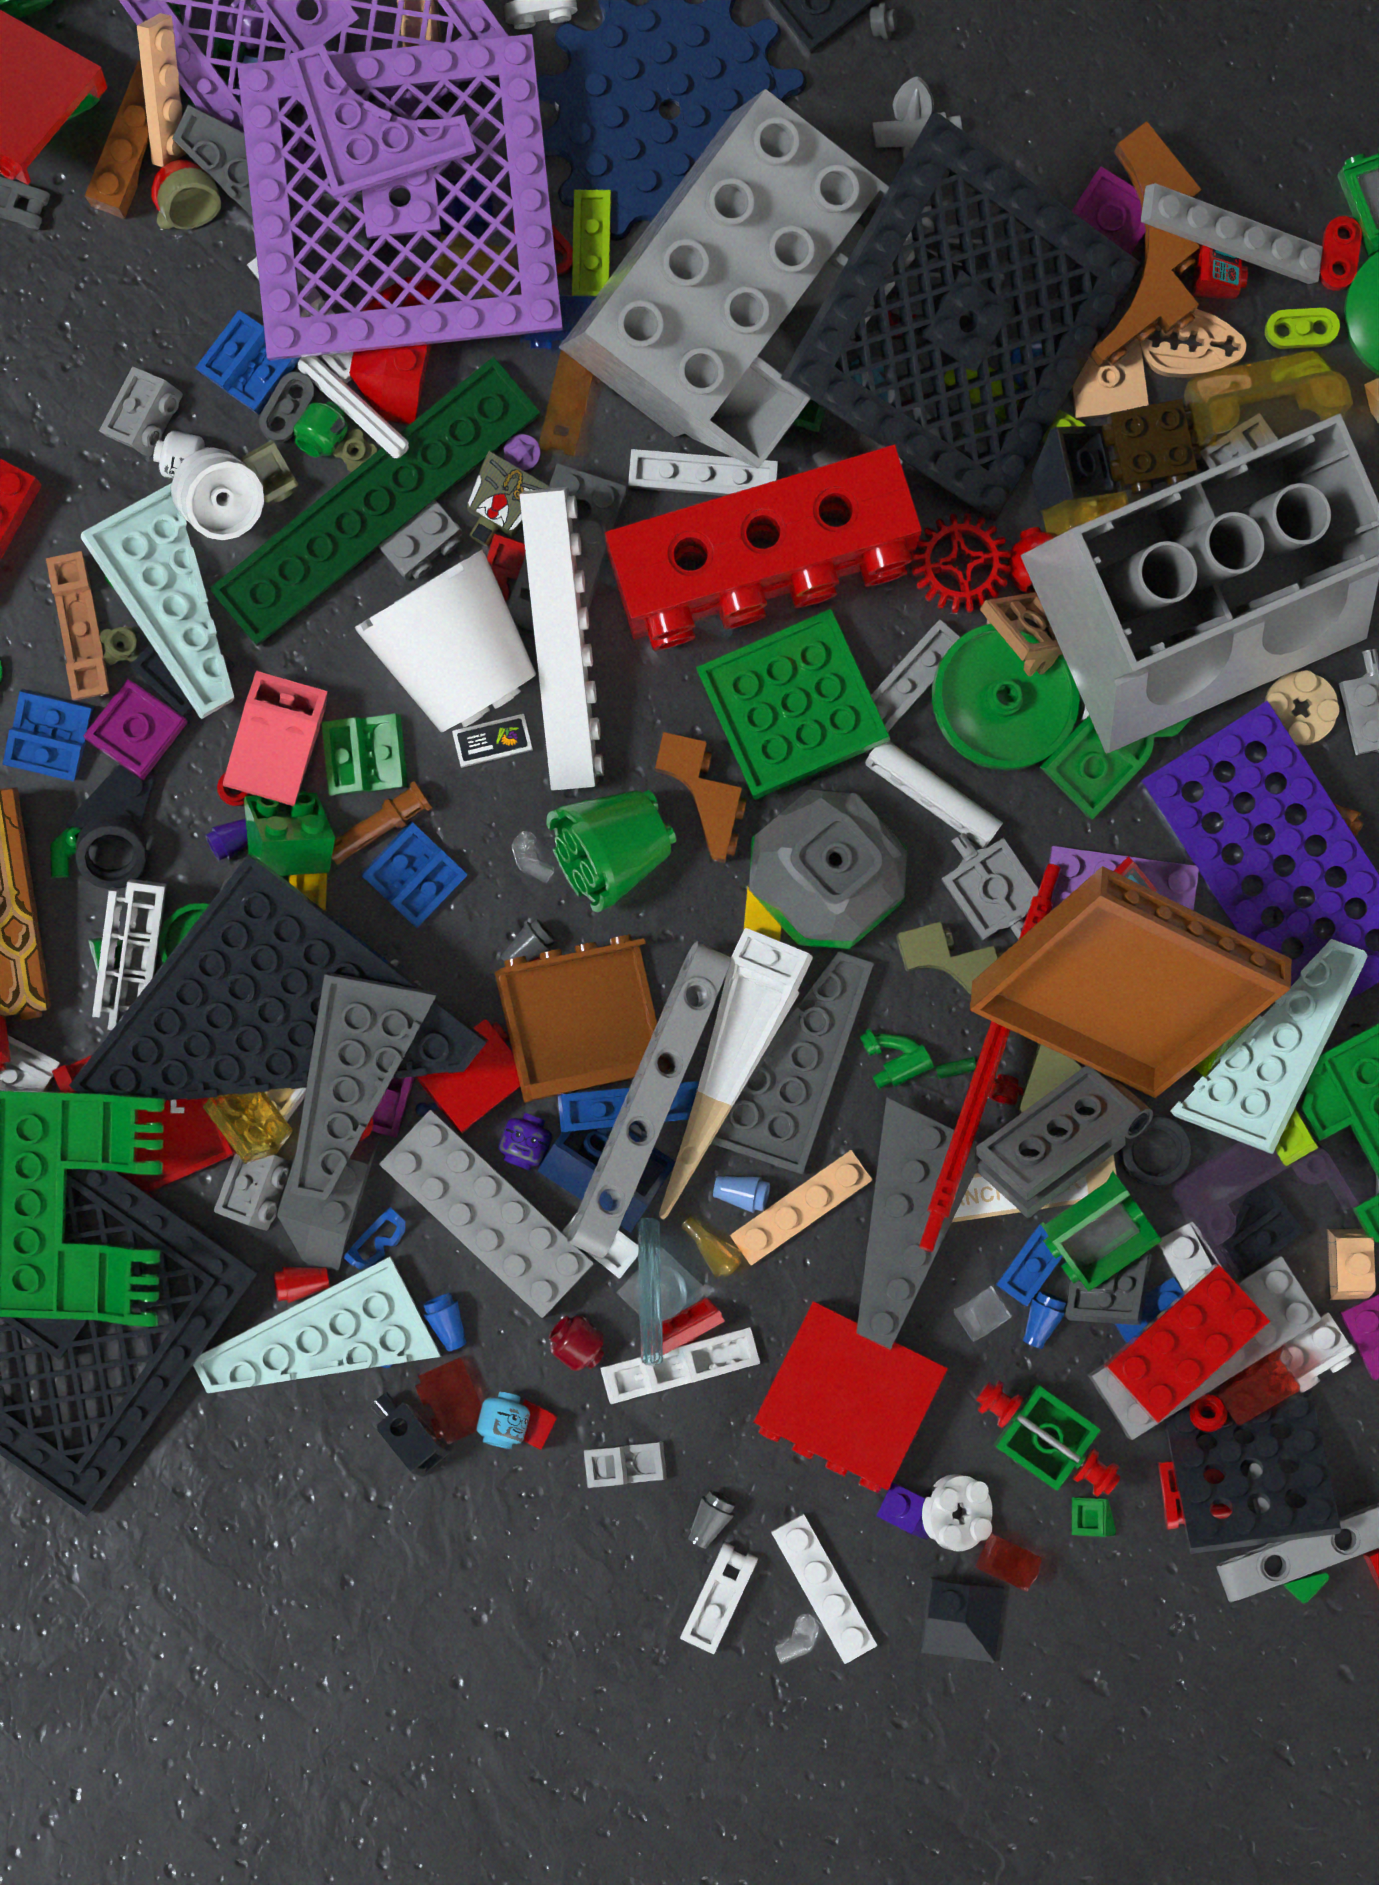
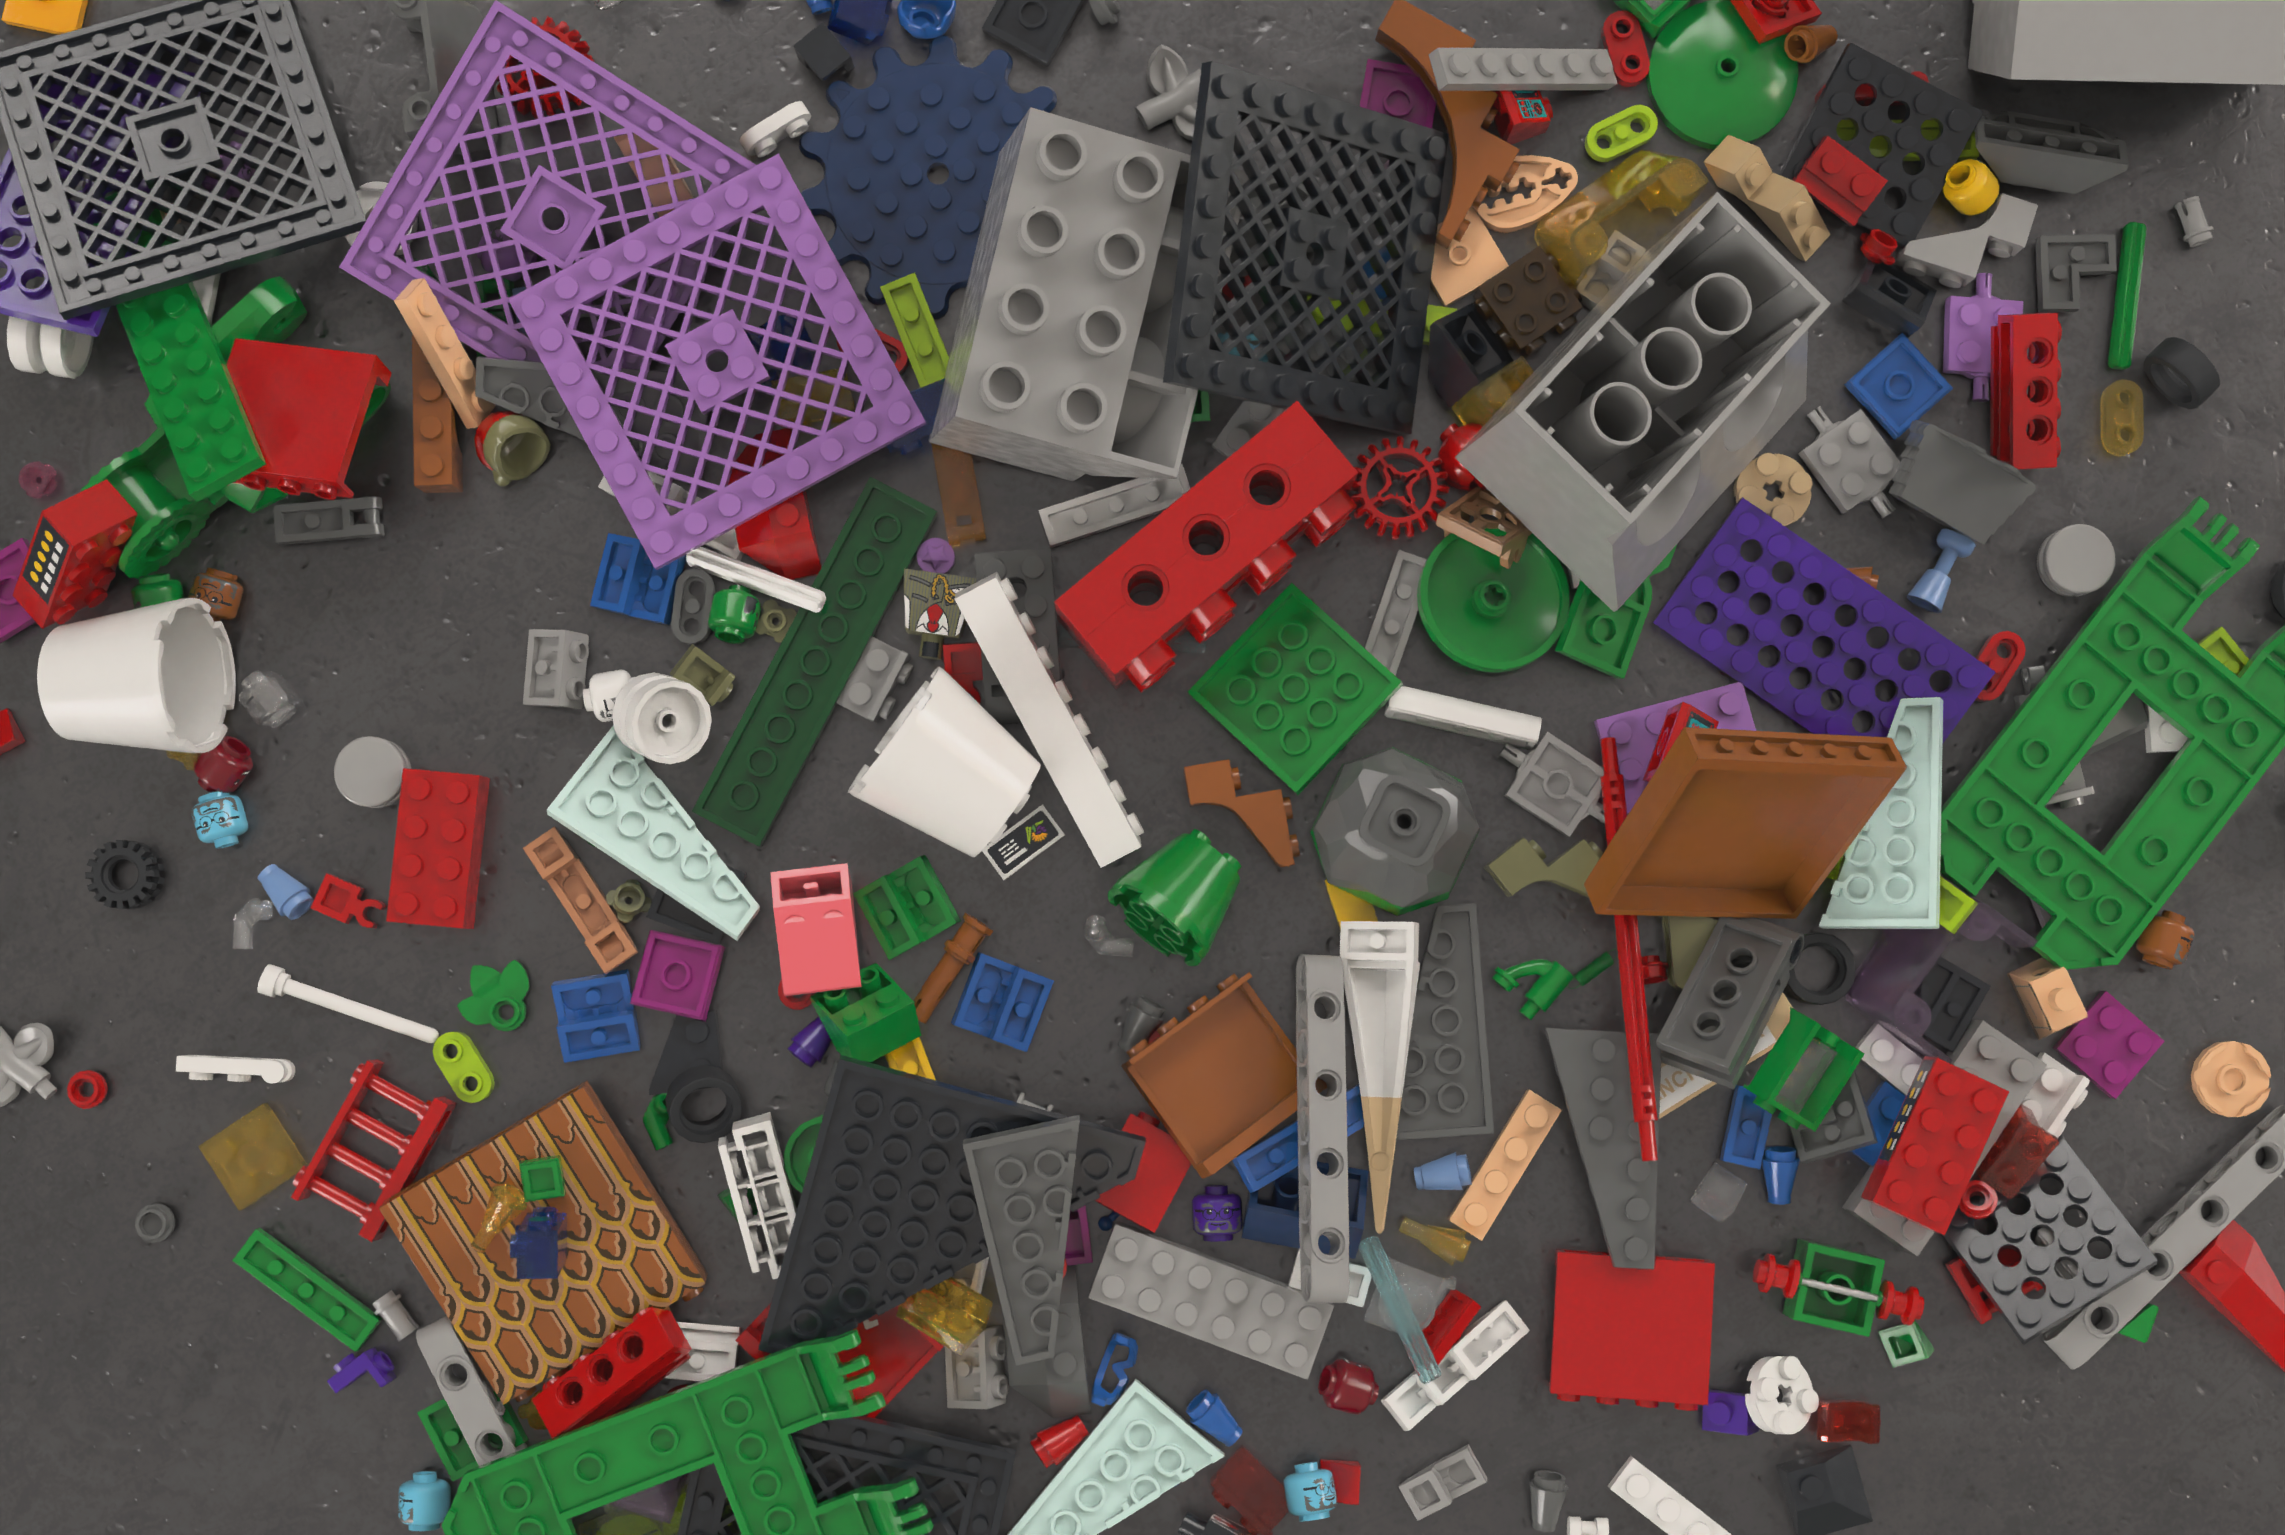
camera: 25 degrees left, 0 degrees up
(363, 142) = (661, 322): medium lavender plate -> none

